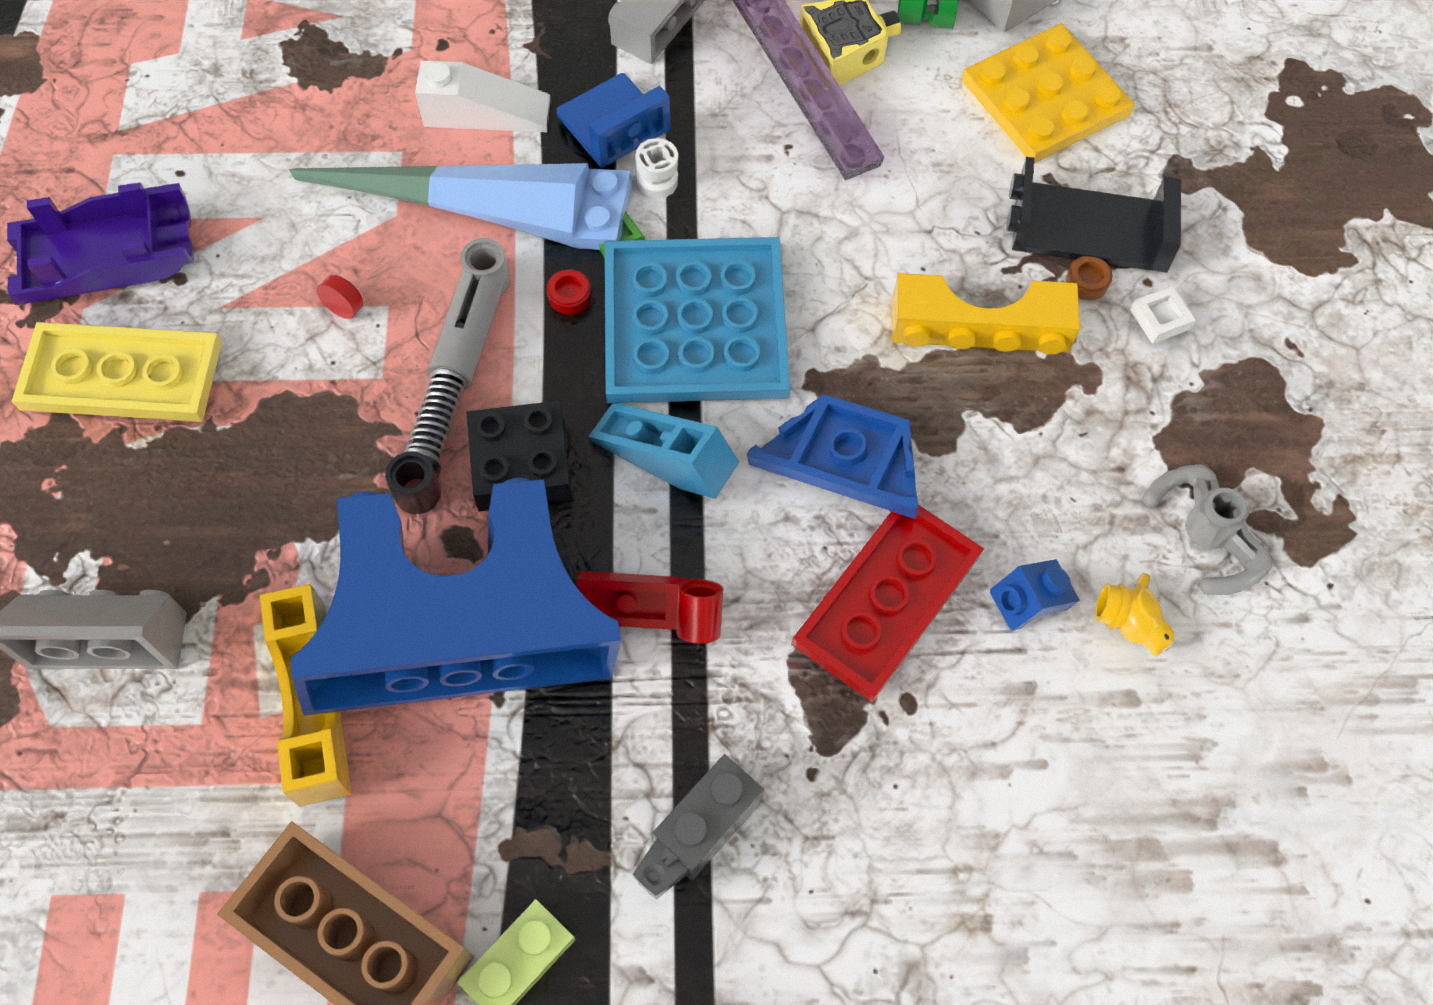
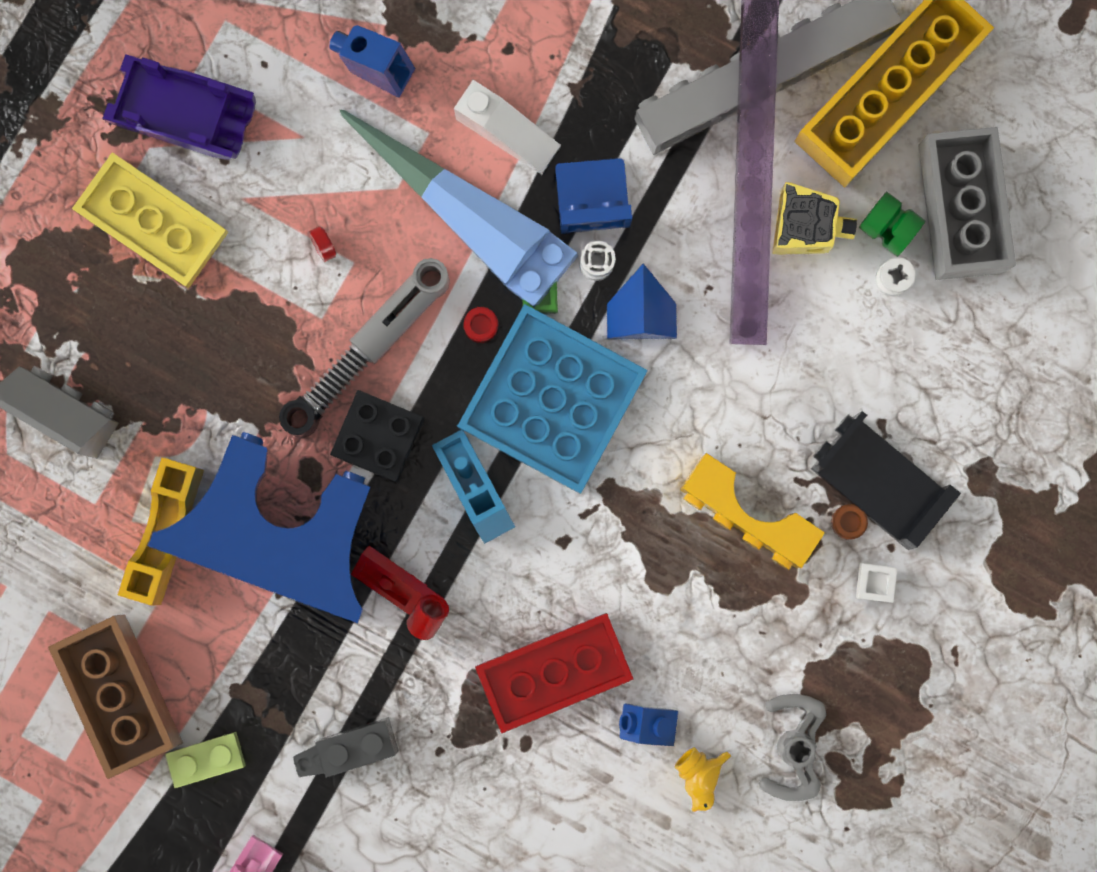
camera: 30 degrees right, 20 degrees up
(301, 97) = (374, 58): none -> blue torso
(732, 191) = (642, 309): none -> blue slope
(847, 453) = (590, 561): blue wing -> none
(964, 43) = (891, 283): none -> white wheel
(1047, 92) = (930, 352): yellow plate -> none

